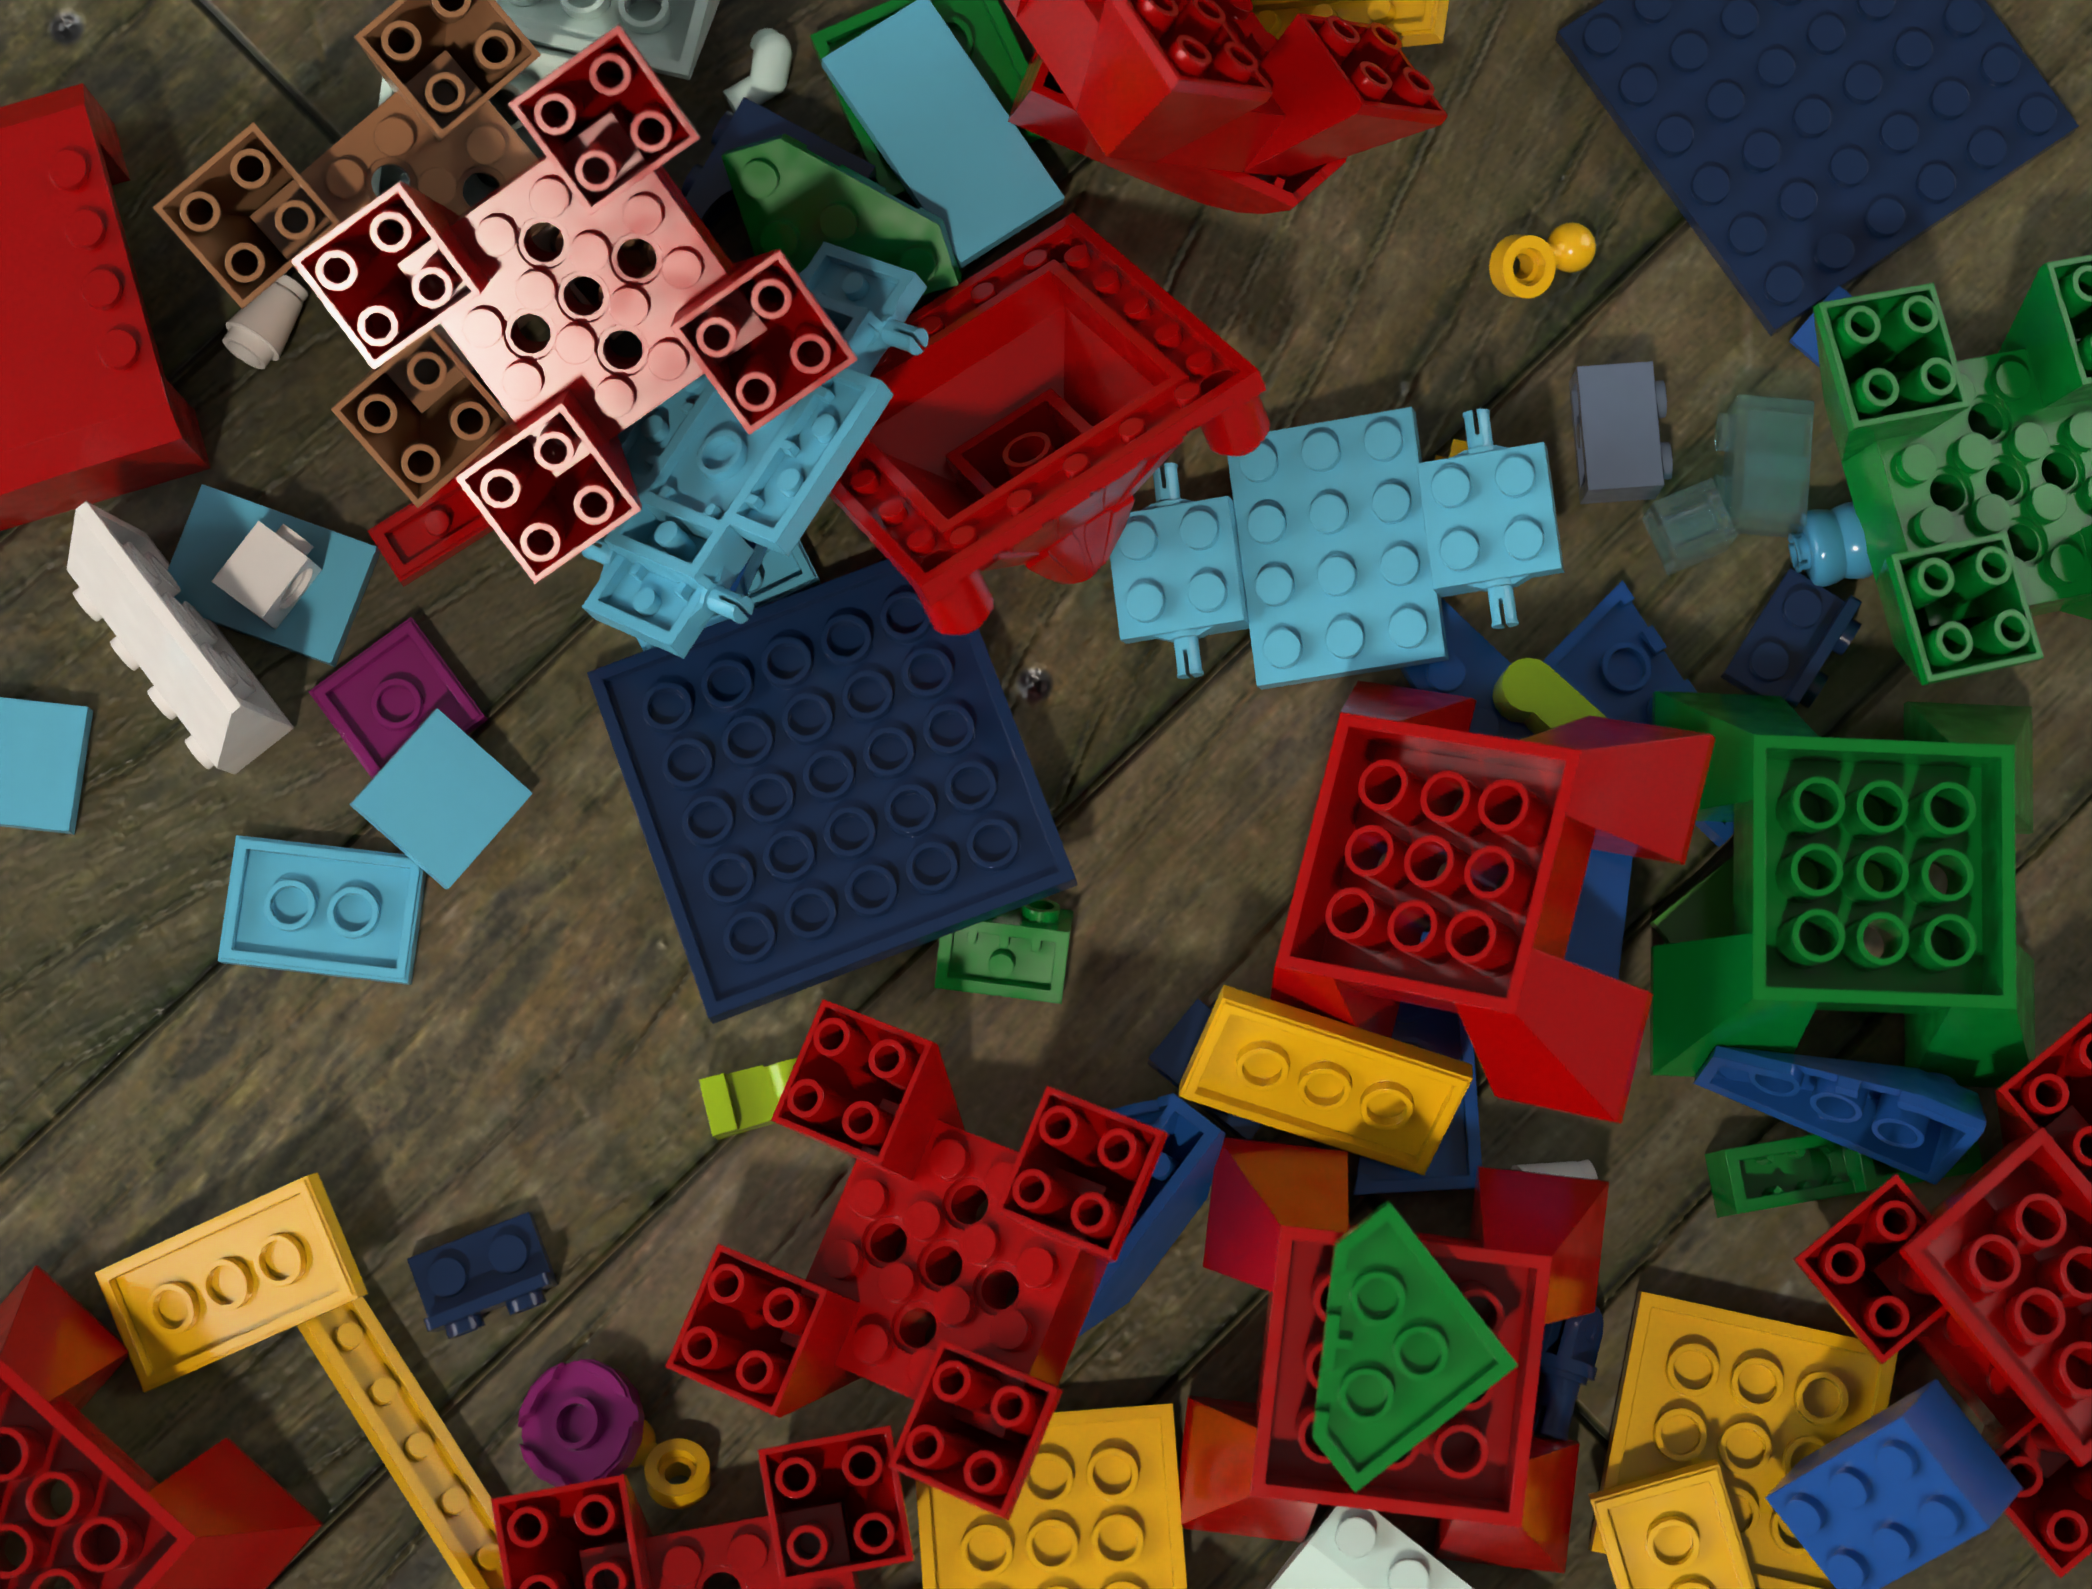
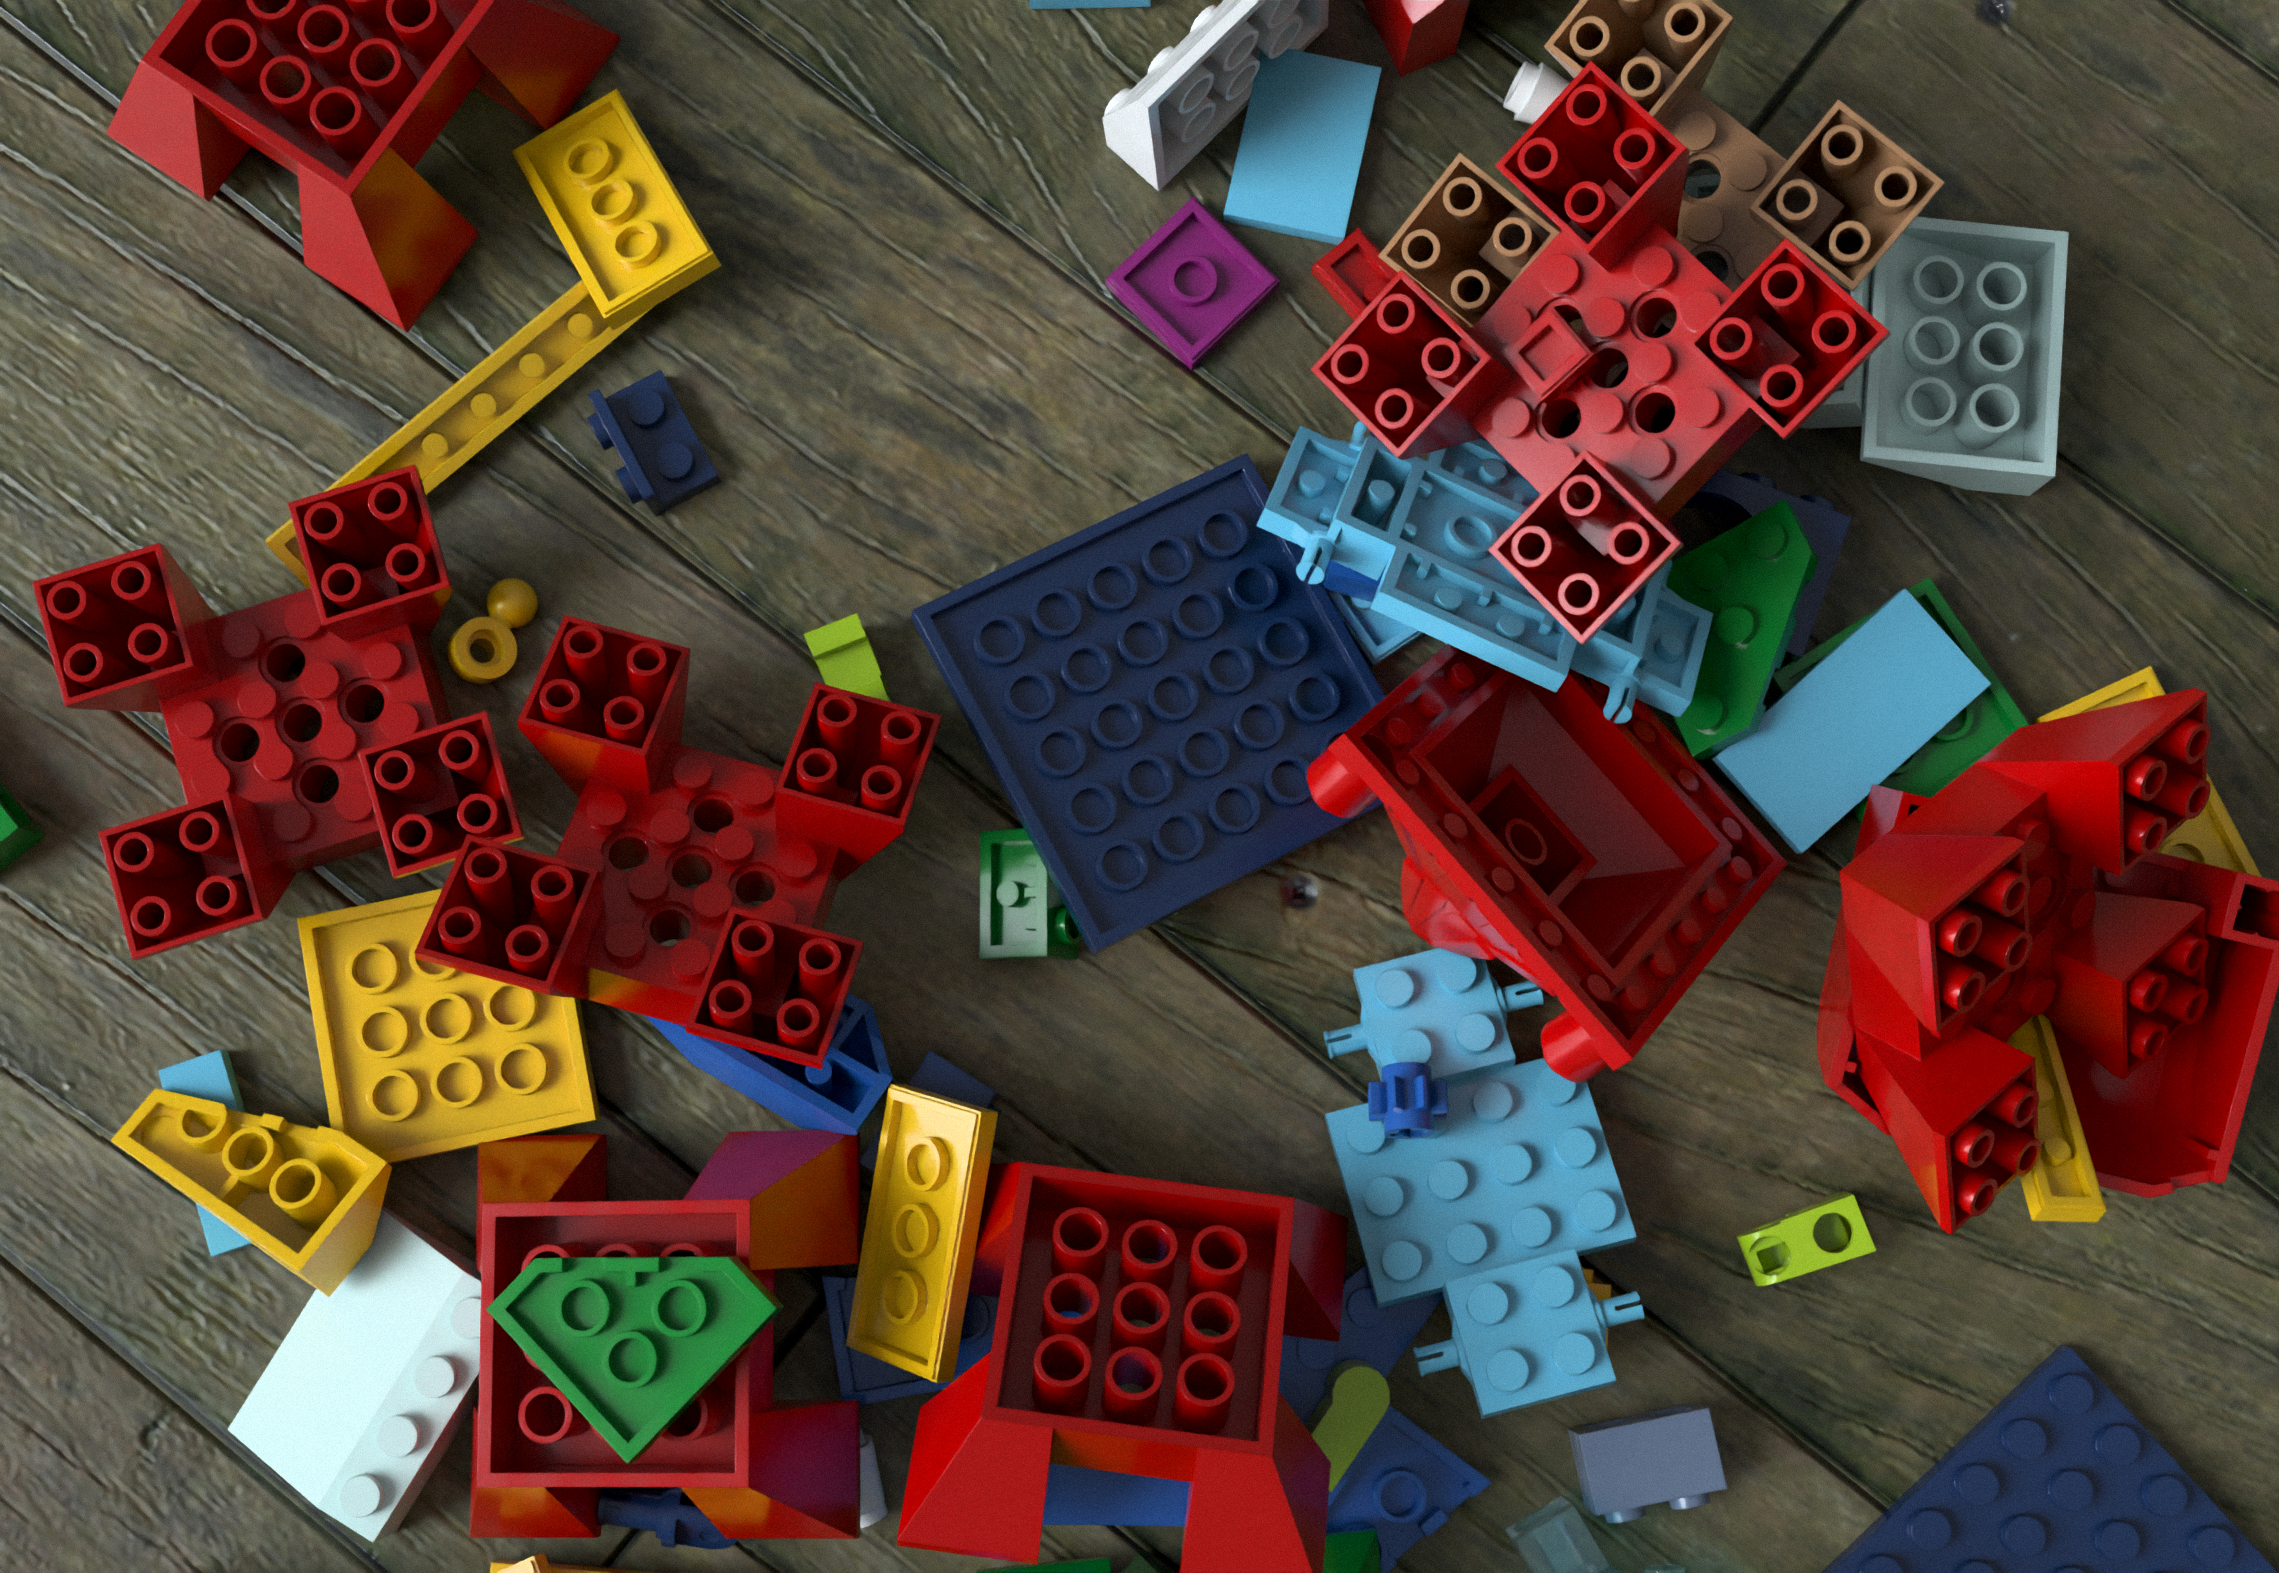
camera: 80 degrees right, 0 degrees up
(269, 572) = (1299, 136): white brick -> none
(322, 910) = (985, 245): medium azure tile -> none
(441, 799) = (1103, 333): medium azure tile -> none
(563, 349) = (1549, 355): none -> red tile
(580, 1423) = (518, 553): magenta tile -> none
(768, 69) = (1885, 542): light aqua arm -> none
(1257, 600) = (1408, 1100): none -> blue gear
(1431, 253) = (1806, 1240): none -> lime leg
(1567, 249) = (1836, 1384): yellow plate -> none

